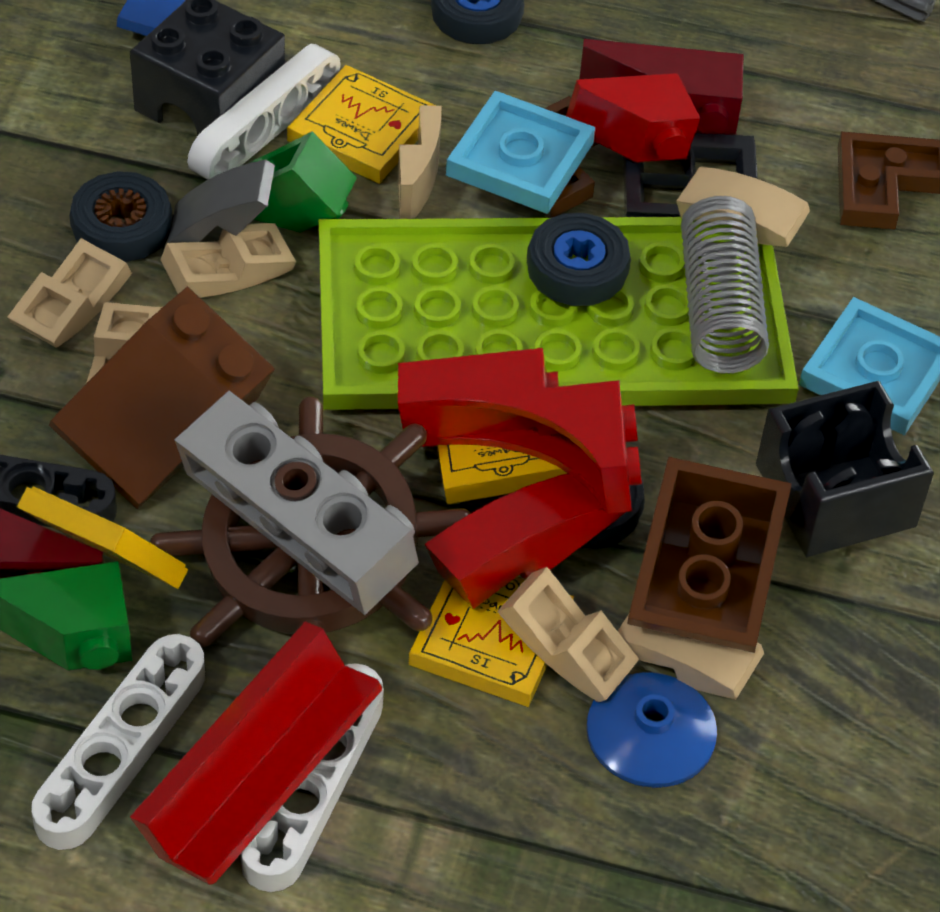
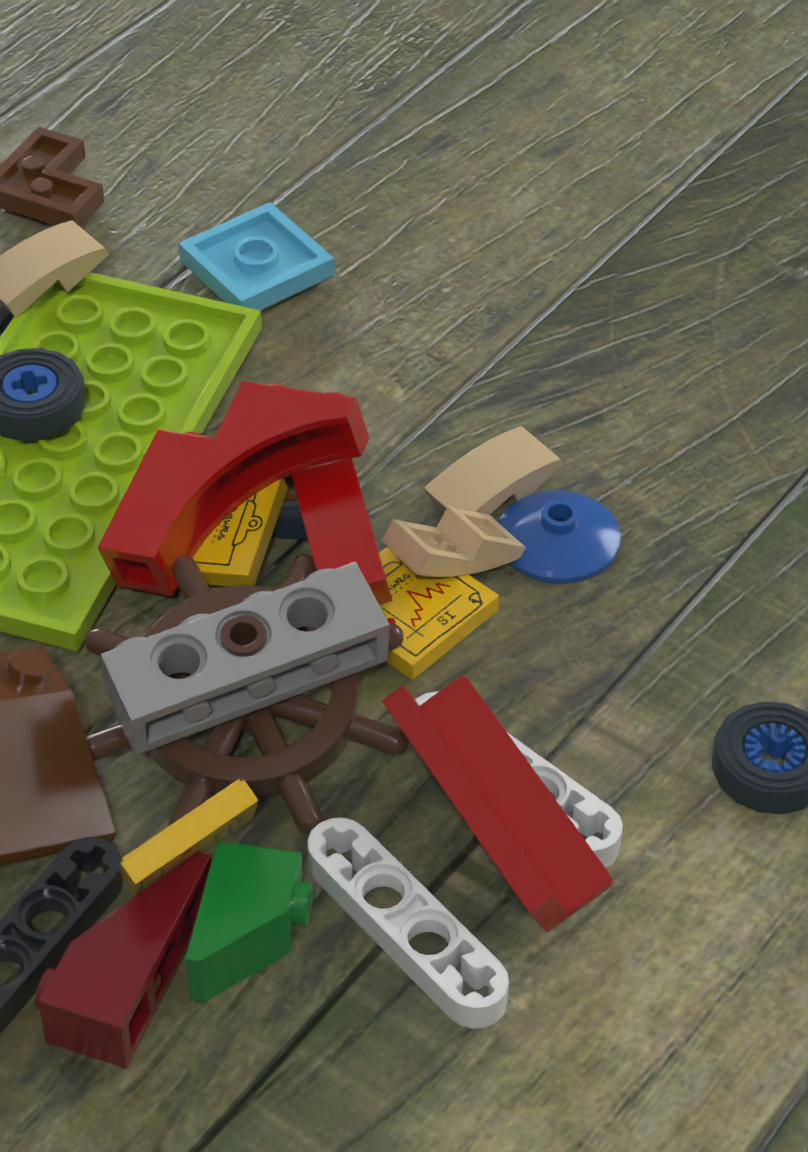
camera: 65 degrees left, 5 degrees down
(710, 554) = (432, 416): reddish brown slope -> none
(728, 320) = (81, 285): light grey piece -> none
(843, 468) = (374, 314): black piece -> none

